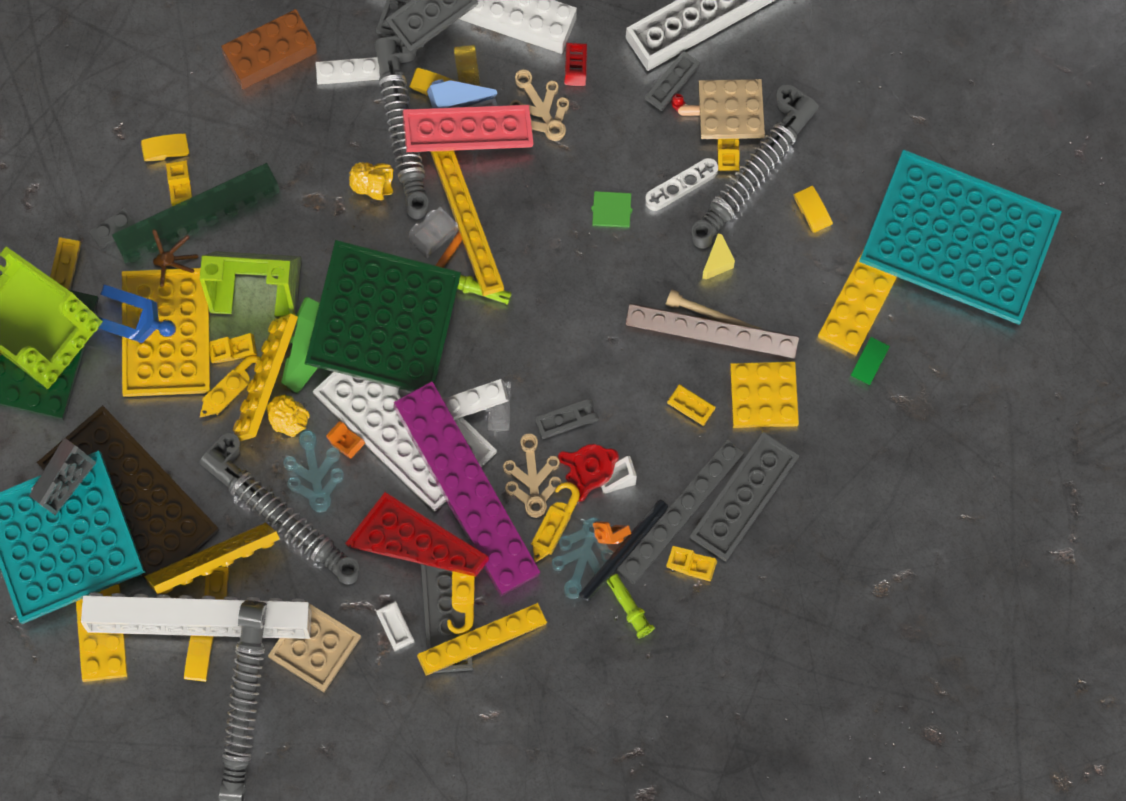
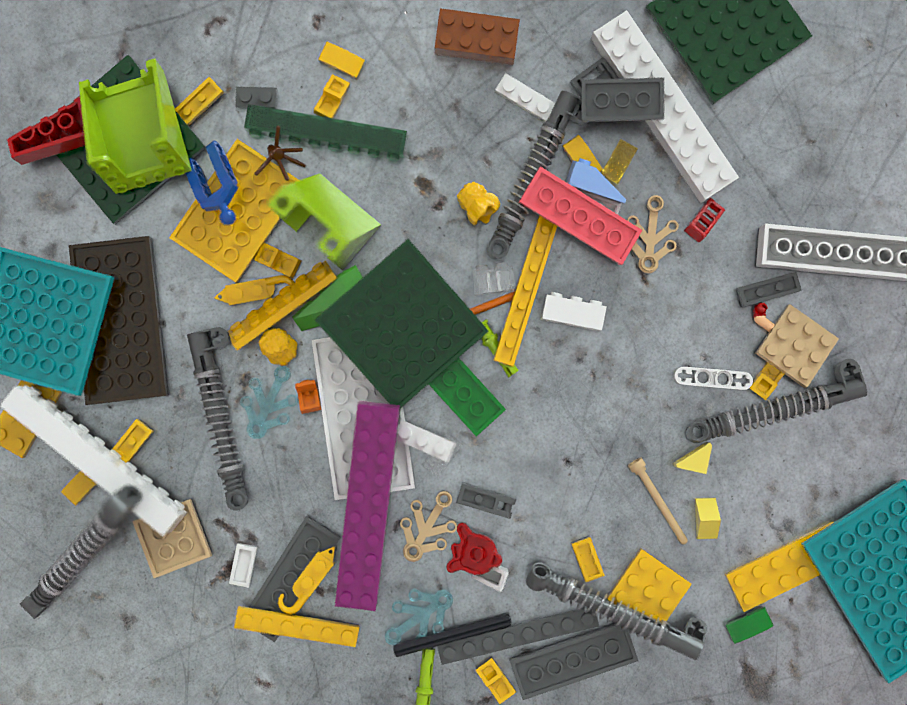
camera: 35 degrees right, 15 degrees up
(61, 476) = (64, 279): dark grey wedge -> none
(207, 560) = (139, 419): yellow plate -> none
(407, 535) = (298, 504): red wing -> none
(483, 344) = (467, 397): none -> green plate
(522, 212) = (573, 312): none -> white brick
(554, 523) = (417, 576): yellow plate -> none
(610, 535) = (452, 618): orange bracket -> none
(611, 209) = (644, 358): bright green piece -> none
(712, 330) = (647, 513): plate -> none
(766, 300) = (707, 518): none -> light yellow slope
(797, 414) = (657, 631): none -> dark grey piece
(813, 209) = (798, 472): yellow slope -> none

